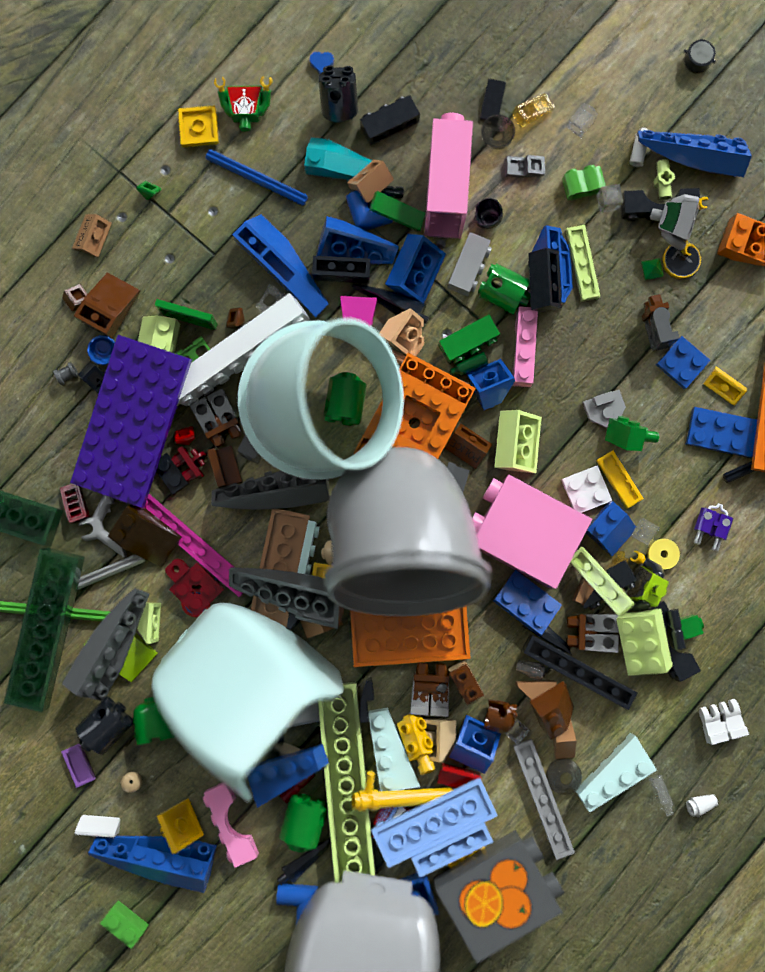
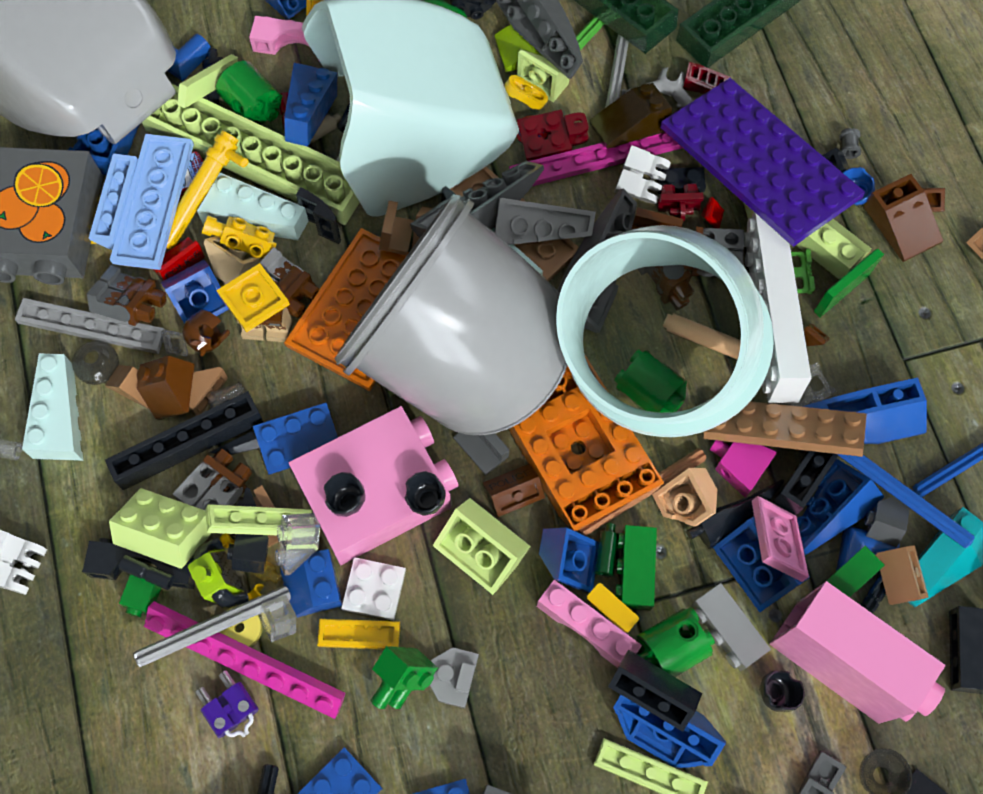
camera: 120 degrees right, 15 degrees down
(170, 627) = (525, 92): none -> yellow plate
(184, 507) = (631, 178): none -> white legs
(278, 546) = (533, 222): none -> light grey wing
(317, 857) = (203, 82): none -> yellowish green tile
(318, 291) = (794, 428): none -> medium nougat plate
(322, 202) = (911, 499): none -> blue axle
(340, 204) = (887, 521): none -> dark grey slope
(341, 640) = (395, 231): none -> medium nougat panel
(398, 262) = (779, 539): none -> bright pink tile
(469, 687) = (253, 297): none -> yellow plate
(506, 338) = (612, 608): none -> yellow slope
(511, 788) = (125, 297): none -> hips
(523, 486) = (425, 493): none -> black hair
(557, 535) = (344, 494): none -> black hair
(597, 549) = (297, 540): none -> clear slope
(678, 565) = (206, 628): none -> light grey axle
(682, 542) = (250, 662): none -> dark pink plate

